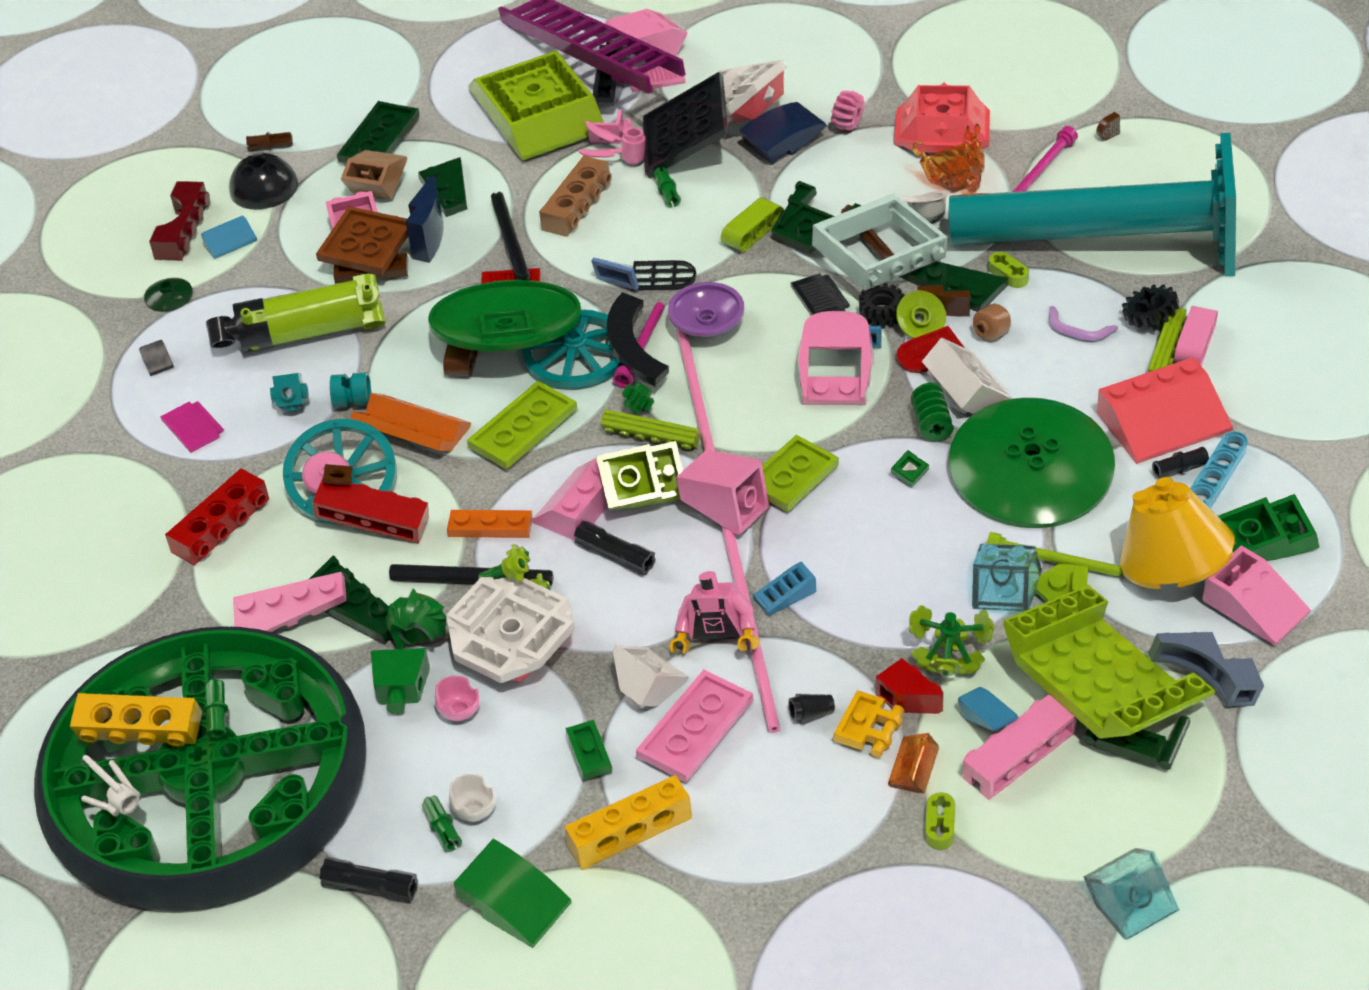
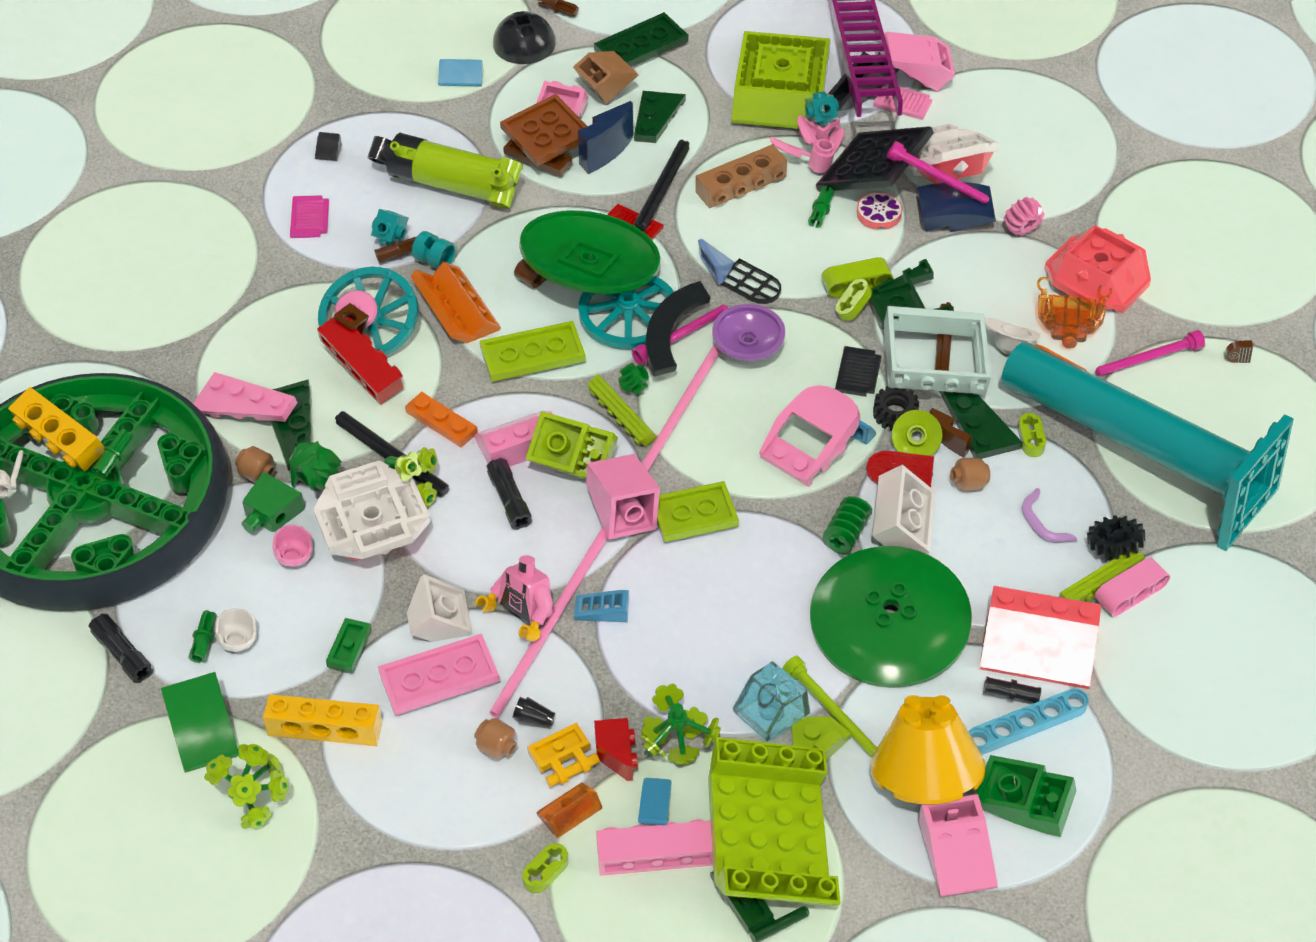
camera: 30 degrees right, 5 degrees up
(168, 294) = (382, 98): dark green dish -> none
(174, 238) = (419, 53): dark red arch -> none
(217, 516) = (260, 300): red brick -> none
(310, 408) = (394, 250): none -> reddish brown axle
(351, 652) = (253, 462): none -> medium nougat head
(602, 106) = (814, 108): none -> teal brick
(618, 909) = (245, 787): none -> lime plant
(714, 102) = (899, 153): none -> dark pink piece
(718, 166) = (879, 210): none -> tile
(762, 242) = (853, 299): none -> lime beam
(800, 744) = (495, 738): none -> medium nougat head
(909, 468) = (788, 563): green tile -> none
(1199, 652) = (862, 861): sand blue arch -> none

